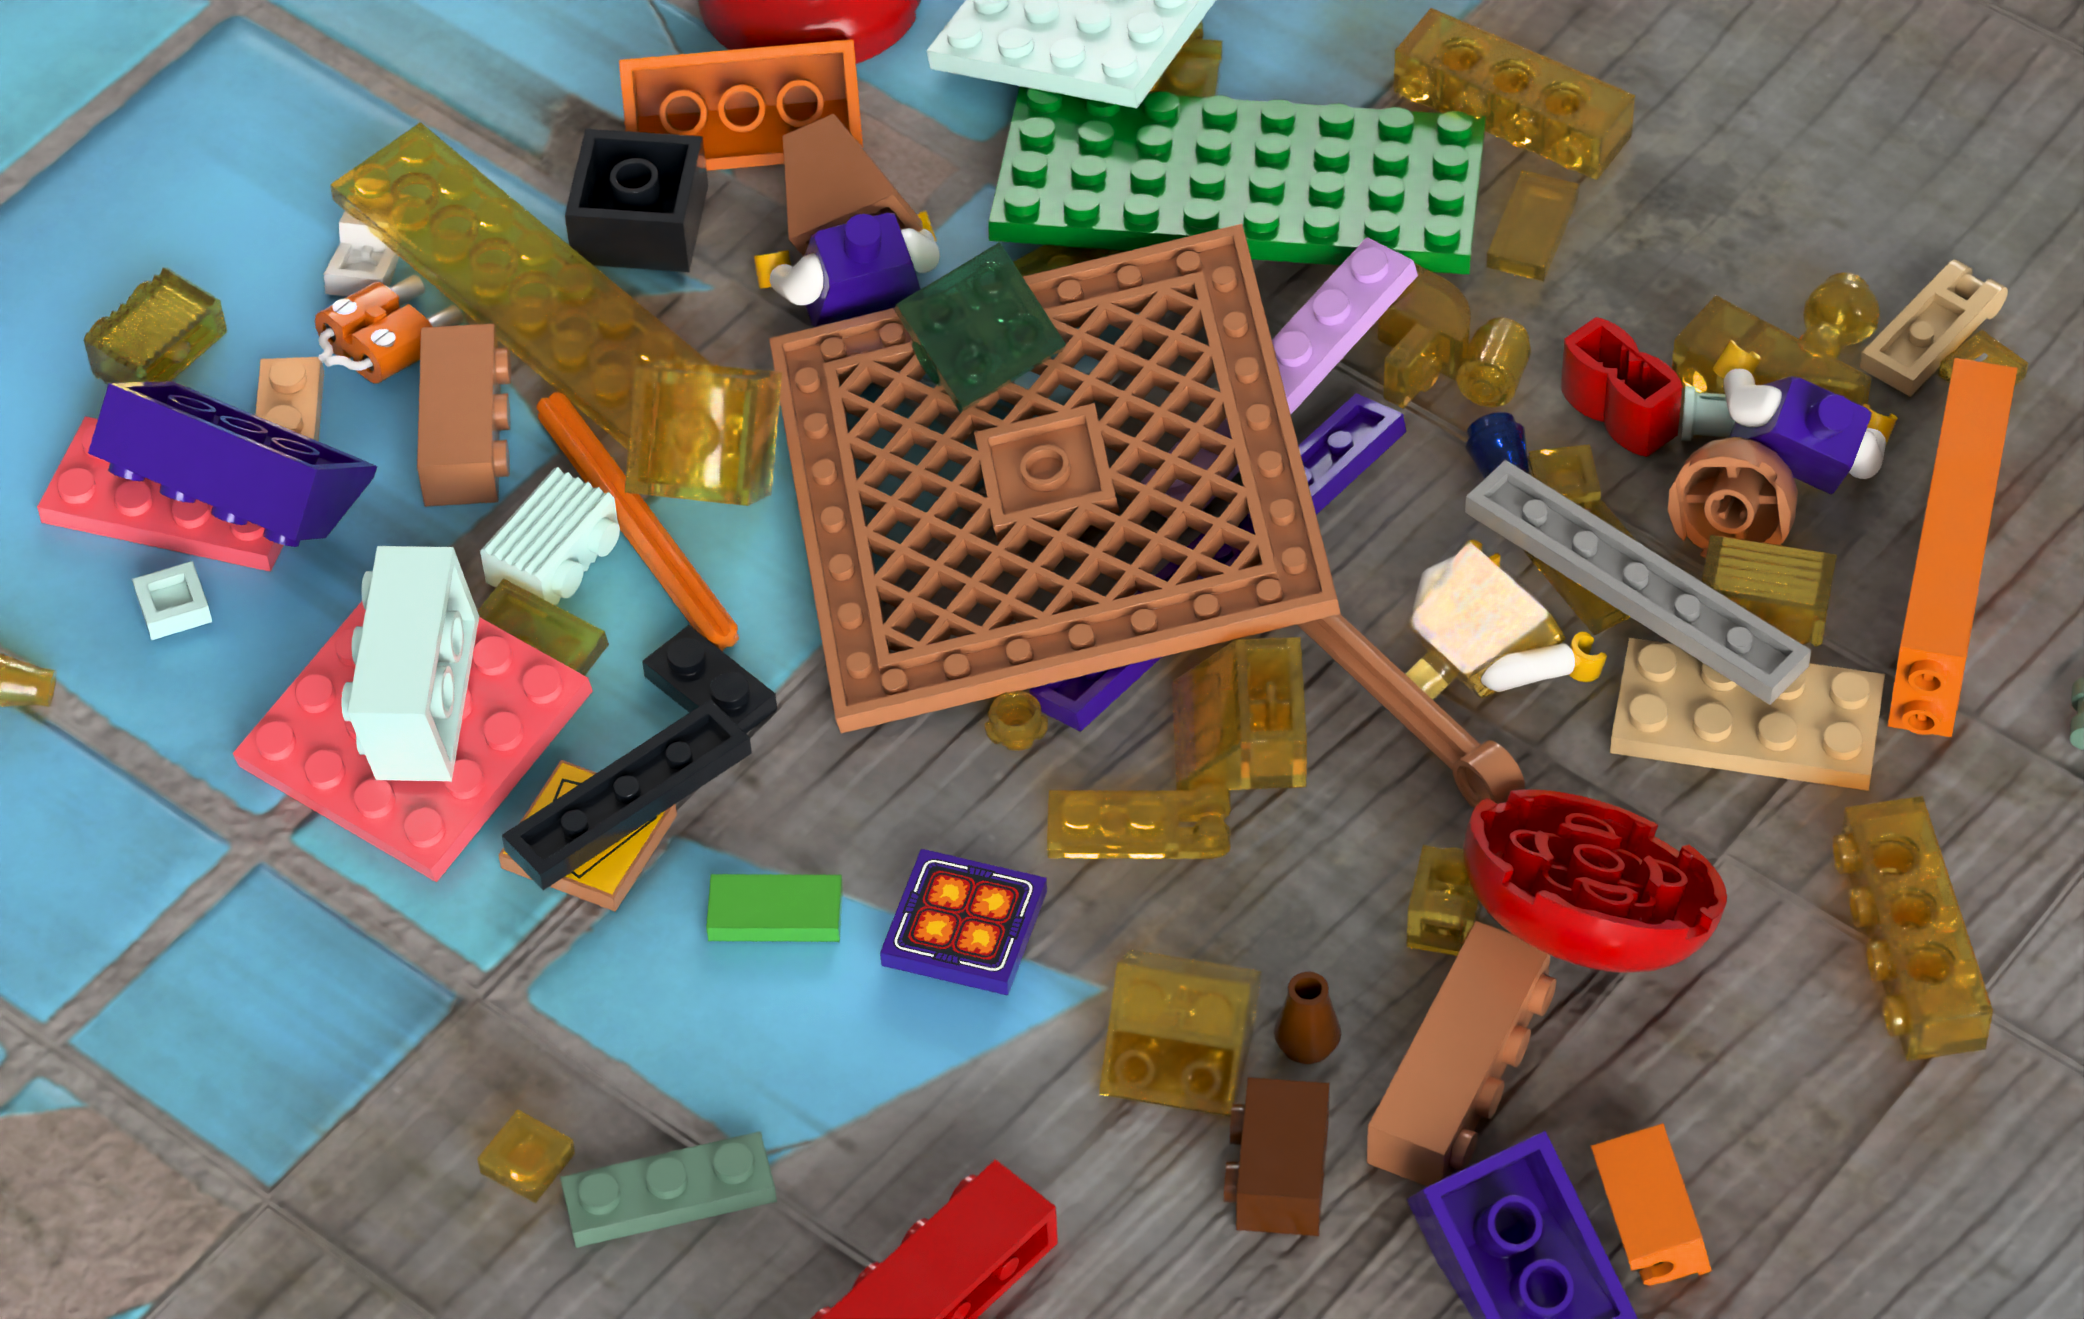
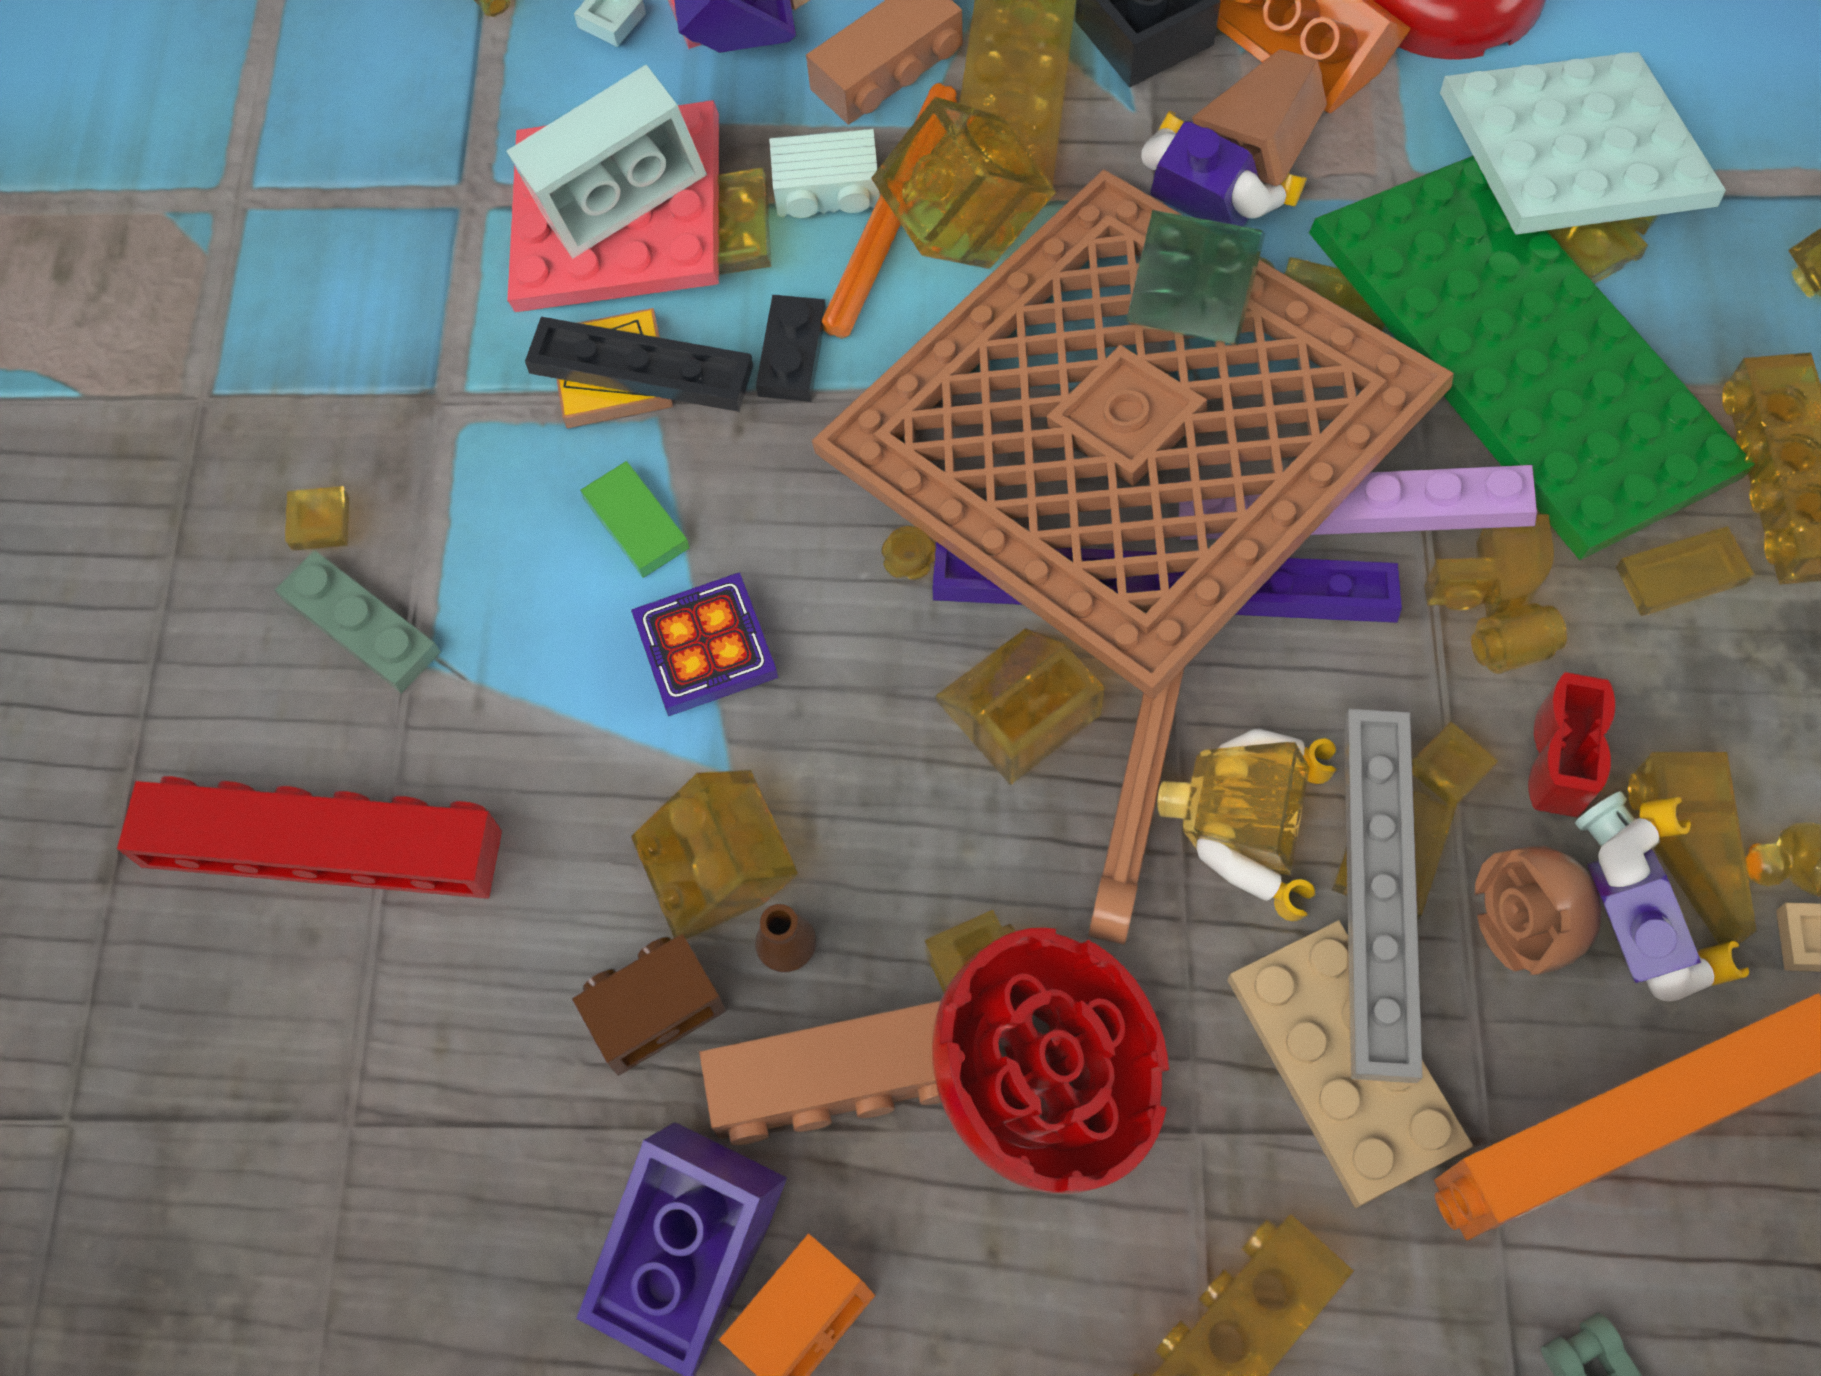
camera: 55 degrees right, 15 degrees up
(1139, 823) = (885, 694): clear yellow plate -> none
(1497, 439) = (1434, 702): clear blue cone -> none
(1775, 583) = (1476, 995): clear yellow brick -> none

